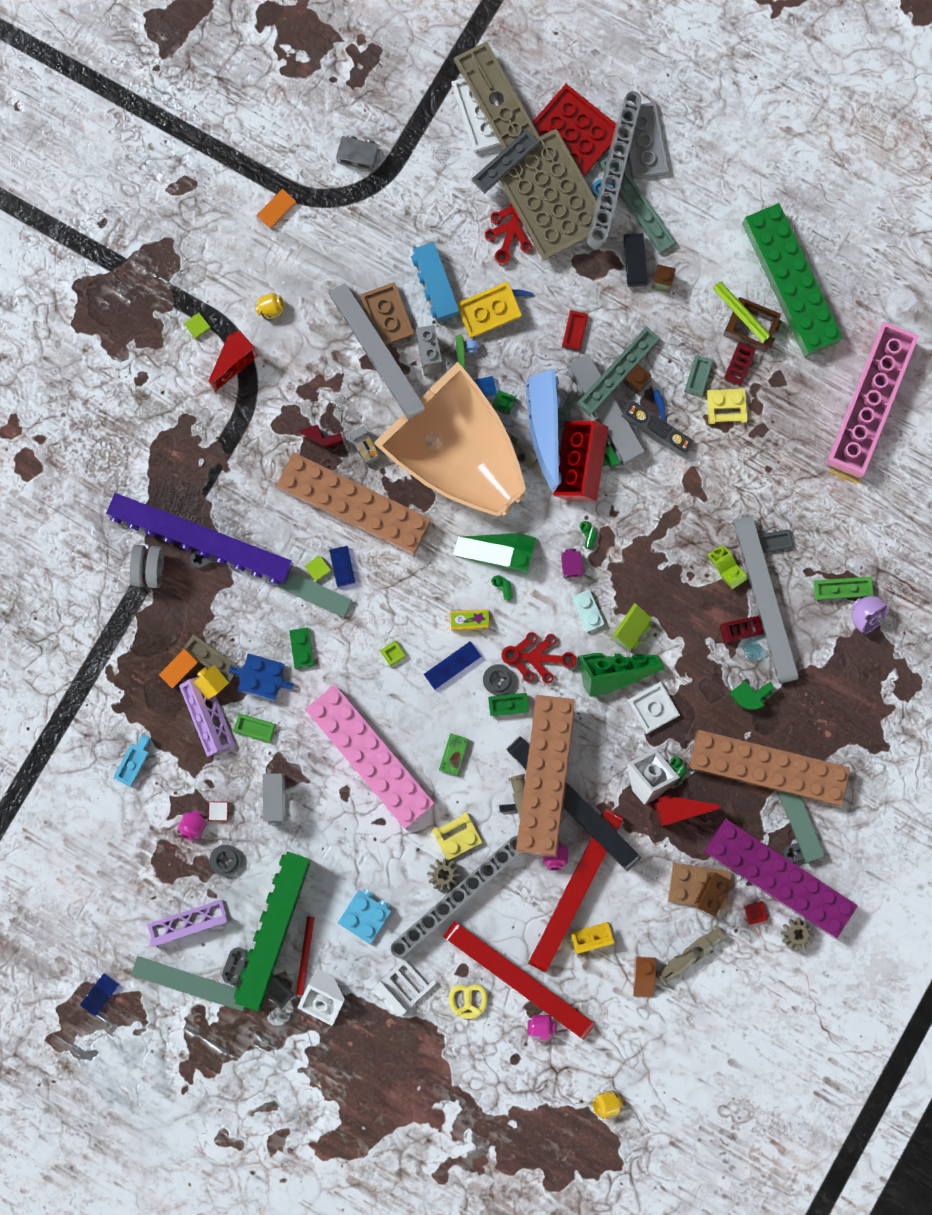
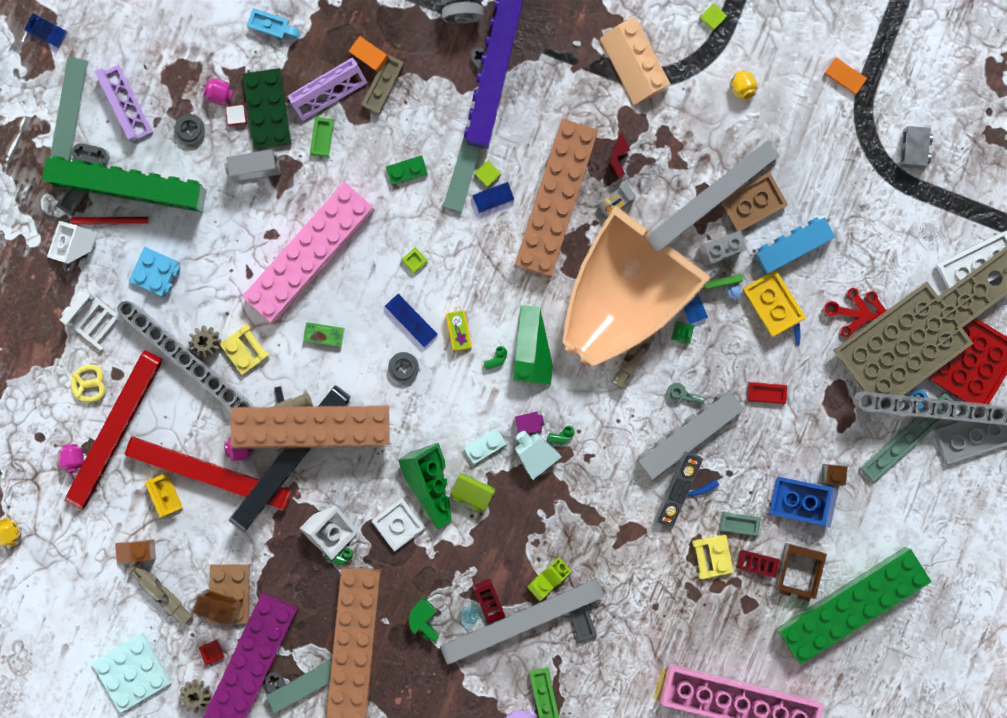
camera: 80 degrees right, 5 degrees up
(210, 681) = (358, 86): yellow brick -> none
(217, 779) = (267, 108): none -> dark green plate
(229, 407) = (635, 61): none -> light nougat slope
(233, 358) = (683, 55): red slope -> none
(261, 677) = (371, 135): blue plate -> none
(505, 161) = (929, 296): dark grey tile -> none
(508, 704) = (380, 380): green plate -> none
(535, 657) = (430, 400): red plant -> none
(543, 423) = (665, 374): light blue wedge -> none
(581, 460) = (633, 417): red brick -> none
(603, 561) = (535, 453): none -> light aqua torso
(610, 458) = (641, 445): green tile -> none
(618, 371) = (730, 441): sand green tile -> none
(635, 260) = (849, 443): black beam -> none
(637, 379) = (726, 462): reddish brown brick -> none
(677, 809) = (298, 562): red slope -> none
(685, 311) = (804, 501): none -> blue slope
(741, 311) = (812, 556): lime axle -> none
(765, 997) = (131, 672): none -> light aqua plate

